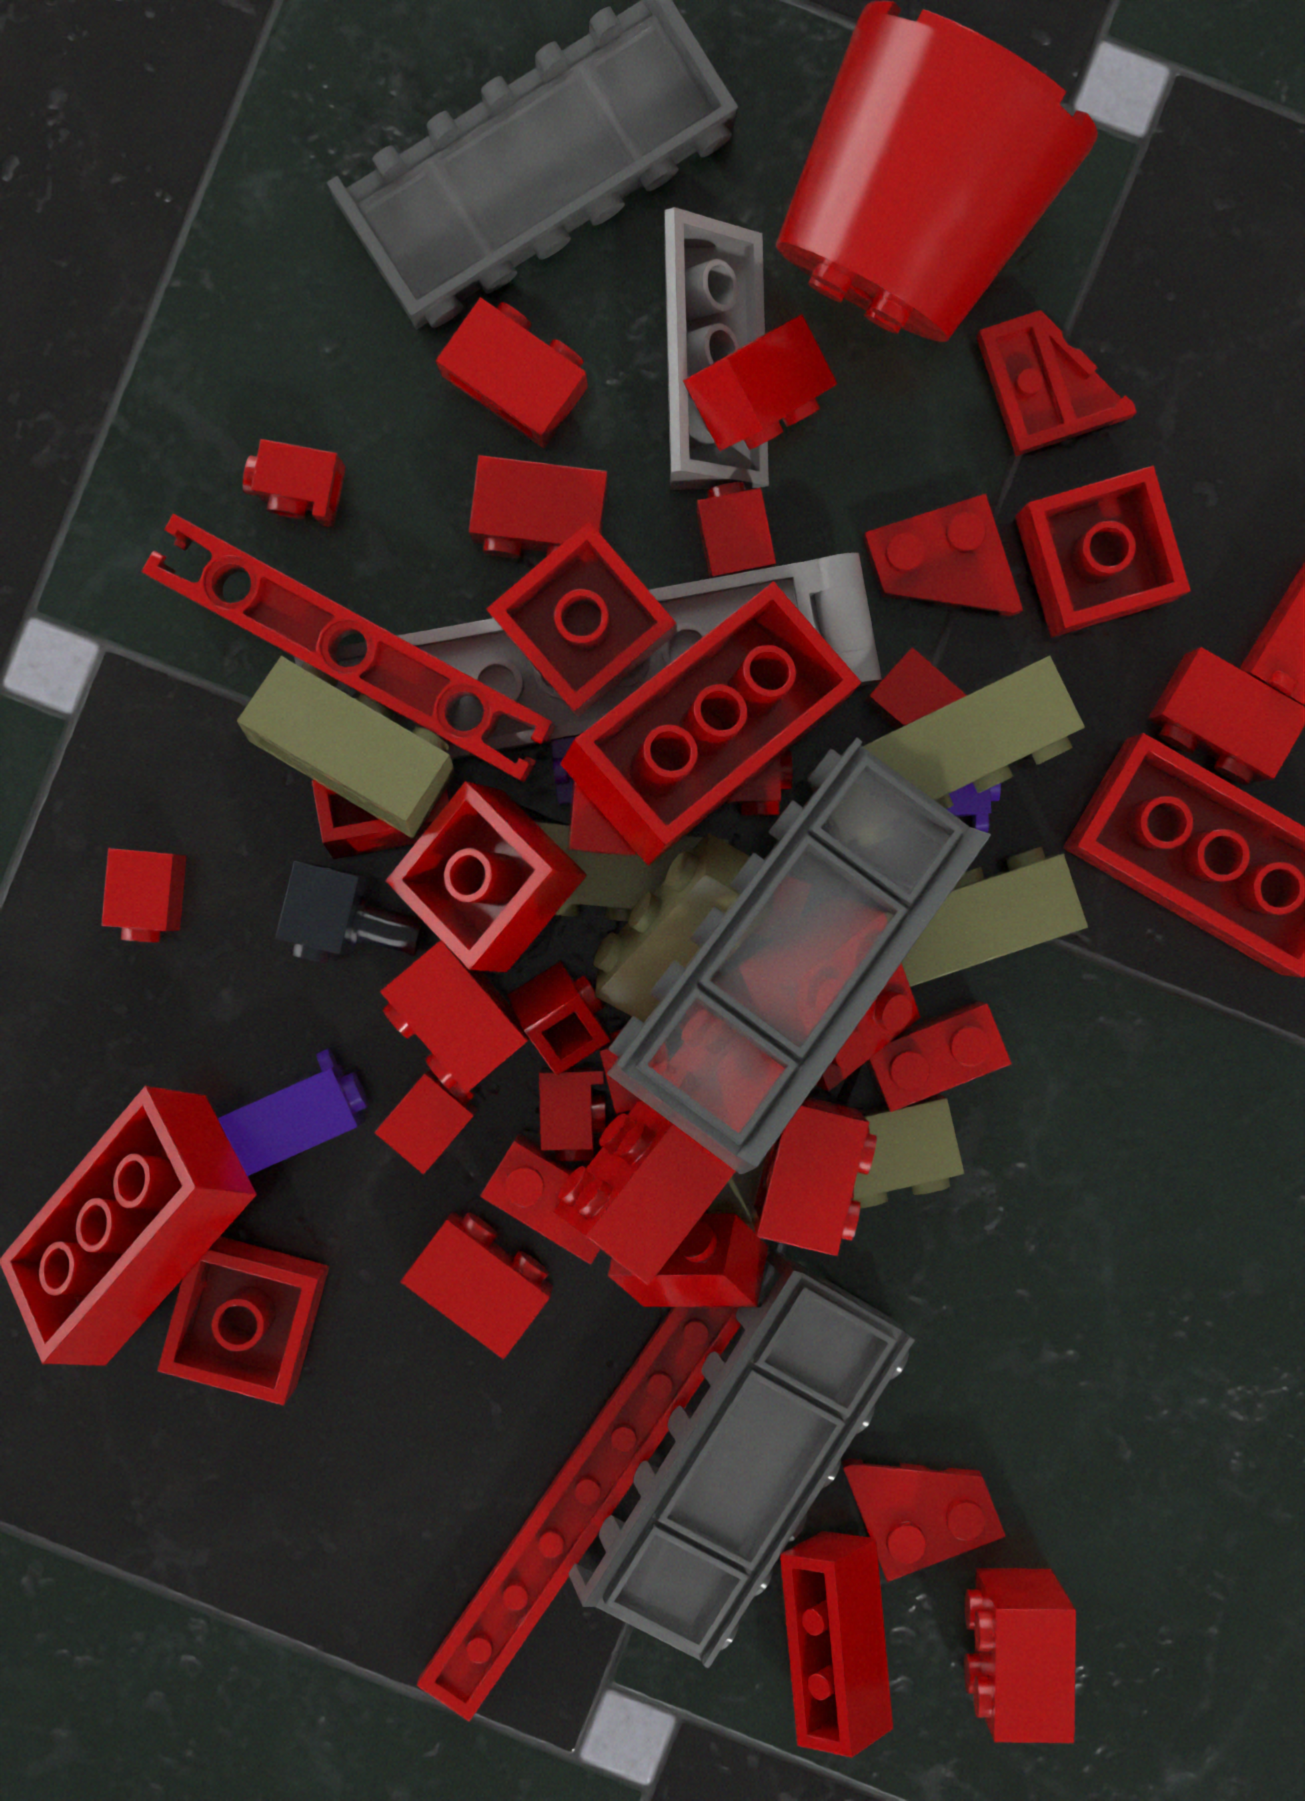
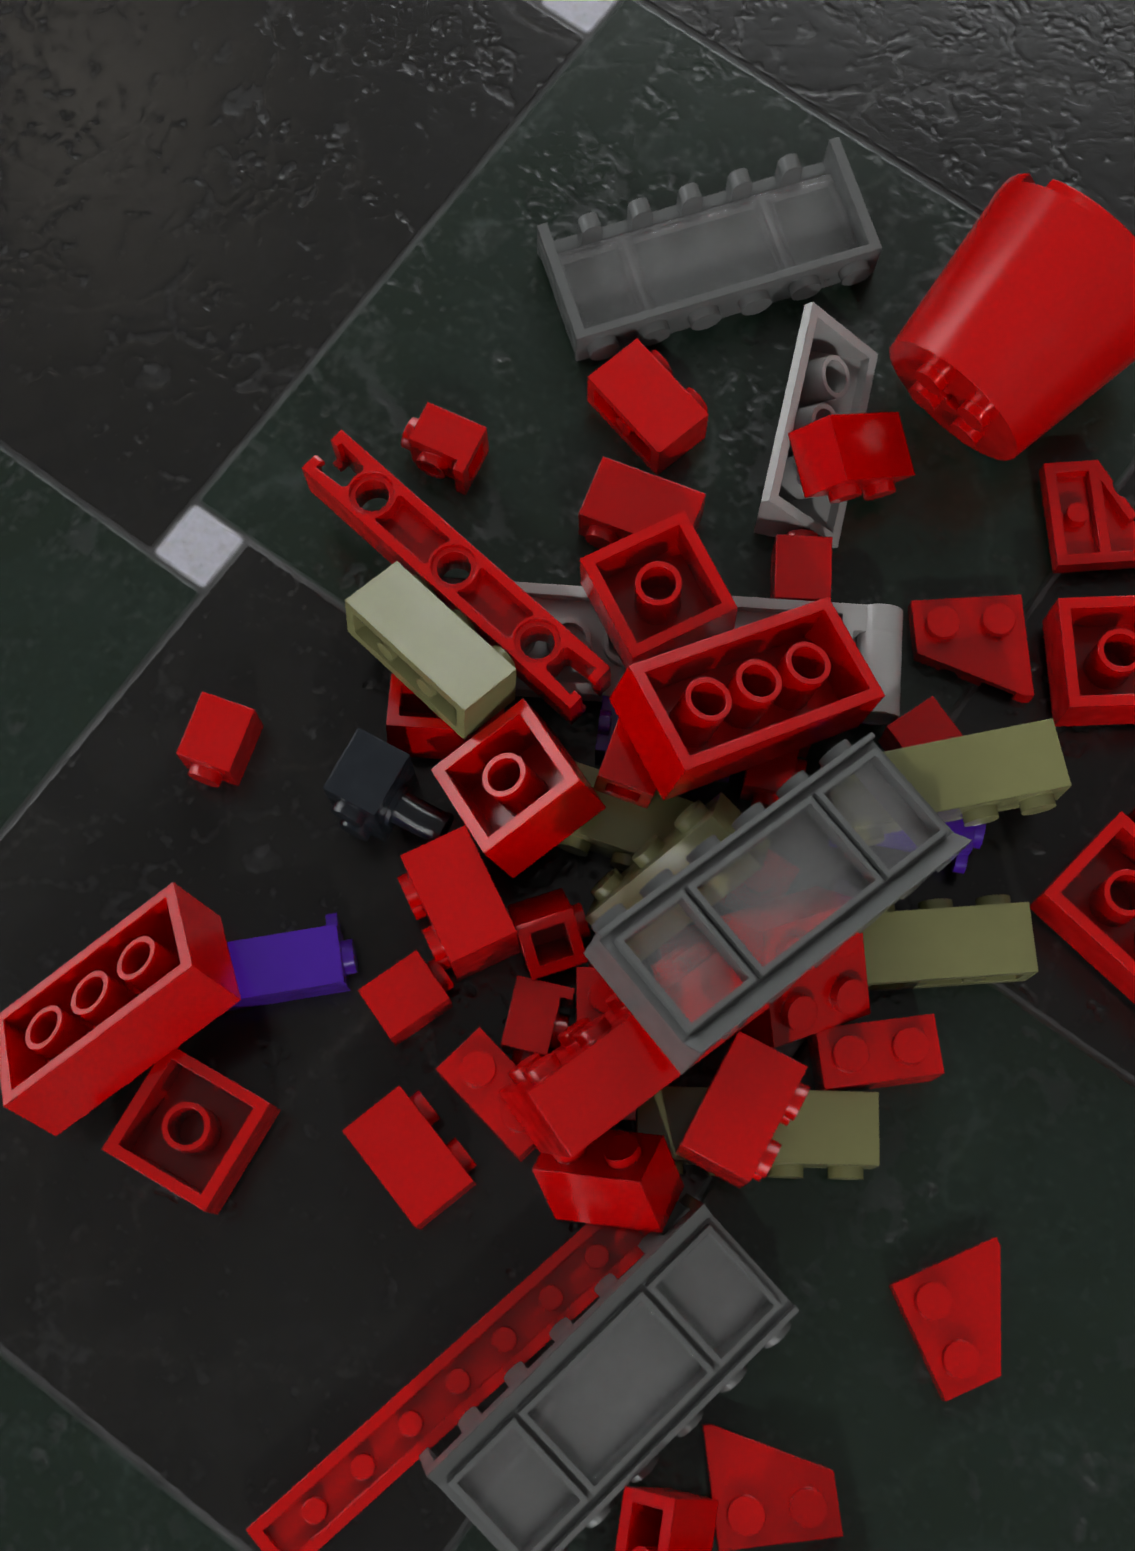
camera: 15 degrees right, 15 degrees down
(1074, 1293) = (956, 1317): none -> red wing

